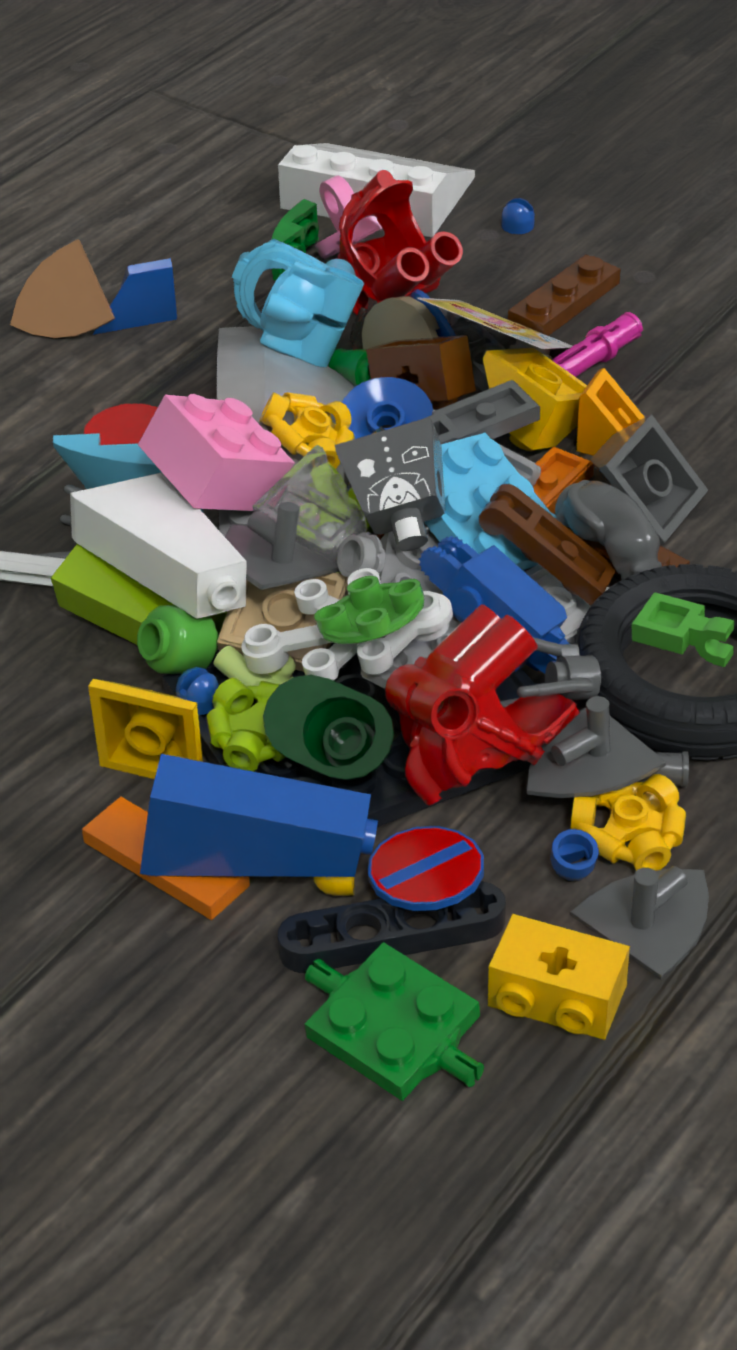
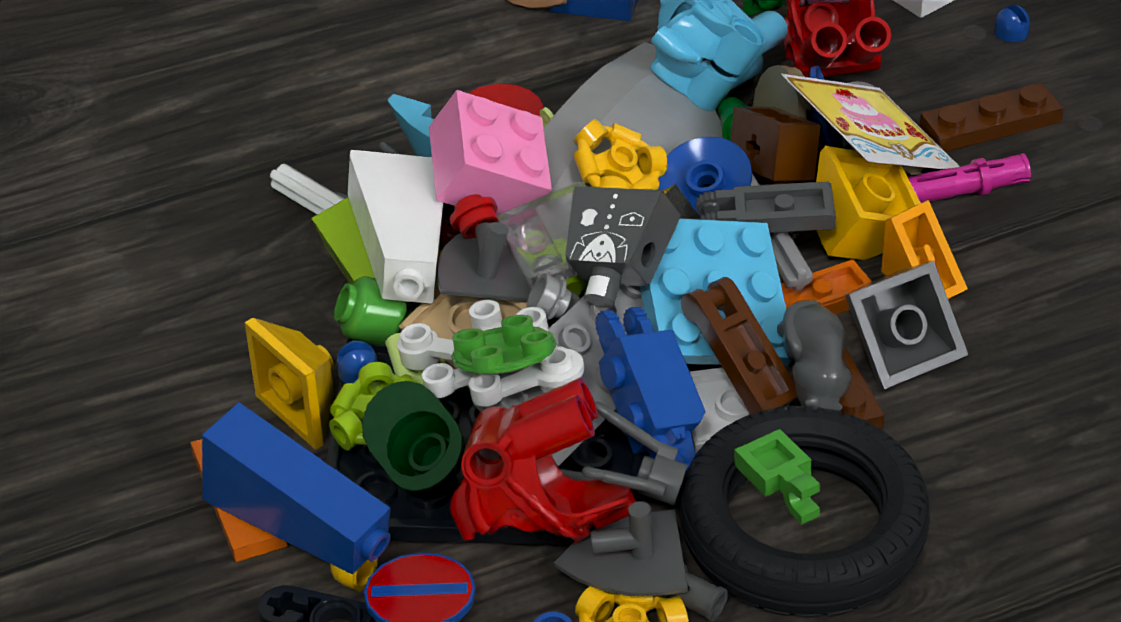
camera: 30 degrees right, 0 degrees up
(236, 509) = (471, 212): none -> red plate

